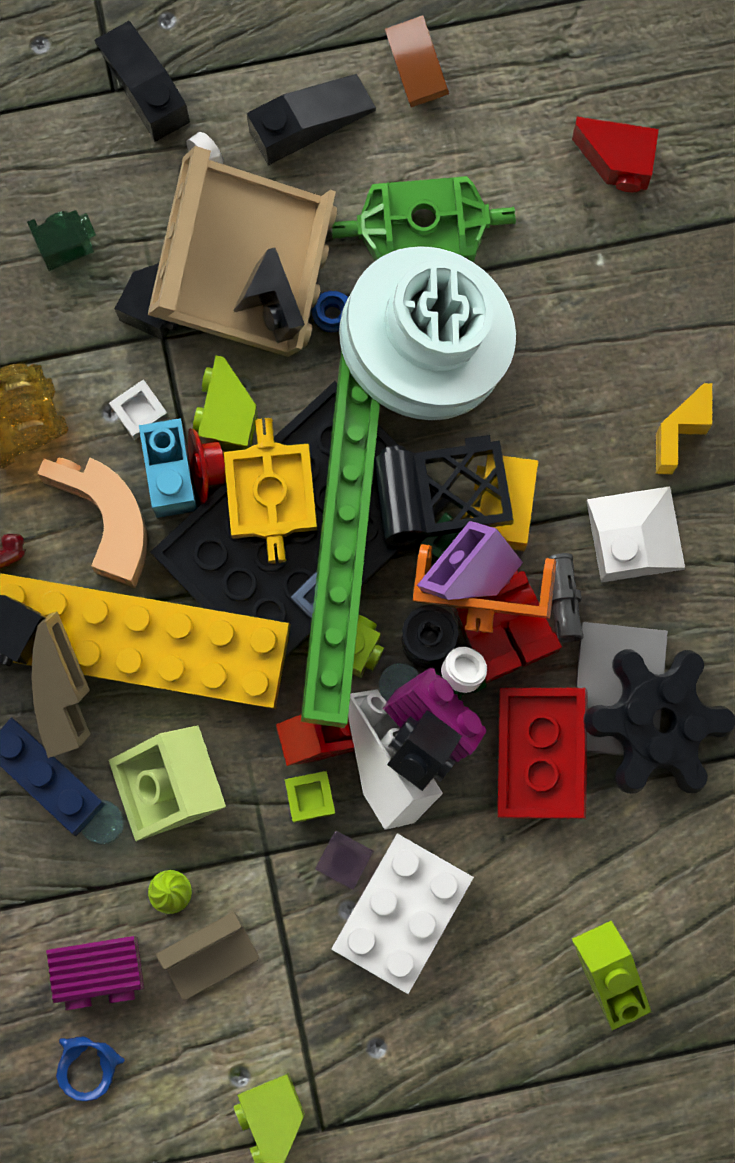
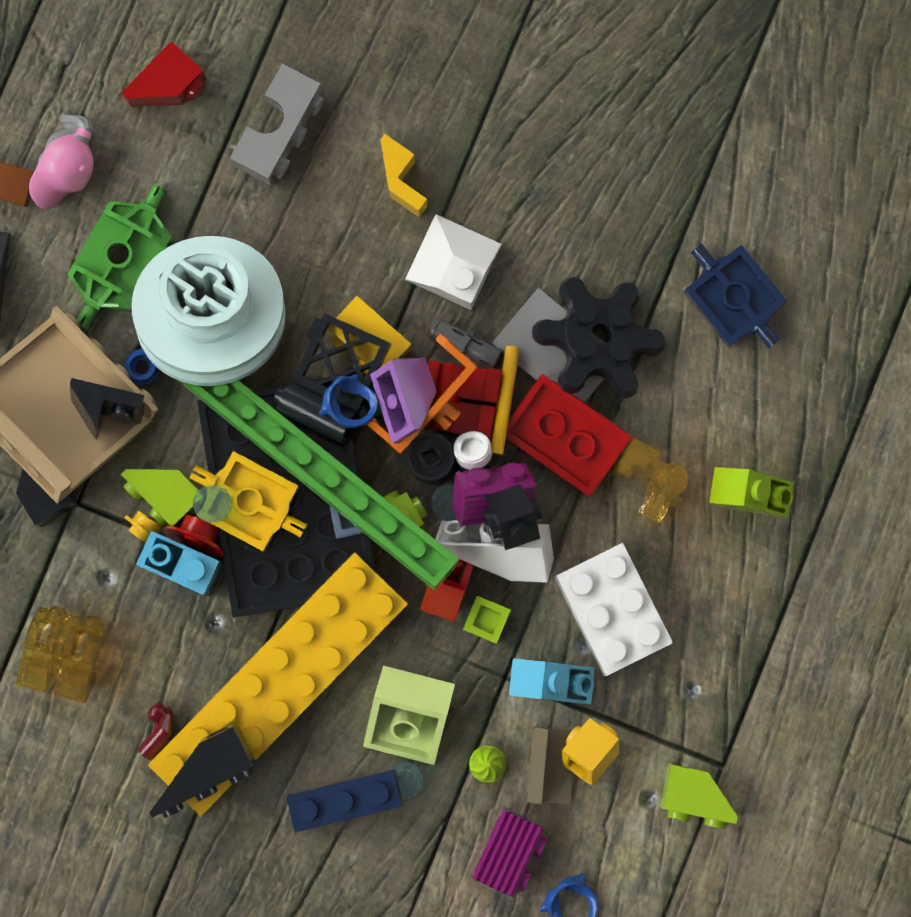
camera: 55 degrees left, 5 degrees up
(57, 688) = (291, 749): dark tan slope -> none
(124, 534) = (207, 627): light nougat arch -> none
(137, 408) = (120, 556): white plate -> none
(181, 407) = (142, 526): none -> yellow plate
(244, 456) = (212, 503): none -> clear light blue tile
(248, 984) = (590, 750): none -> yellow brick
(291, 901) = (552, 681): none -> medium azure slope
(344, 860) = (547, 625): clear purple plate -> none
(447, 512) = (351, 385): none -> blue piece
(473, 110) = (64, 163): none -> bright pink hair
(534, 670) = (504, 400): none -> yellow bar
(560, 877) = (661, 480): none -> clear yellow hips
(614, 289) = (266, 154): none -> light grey arch

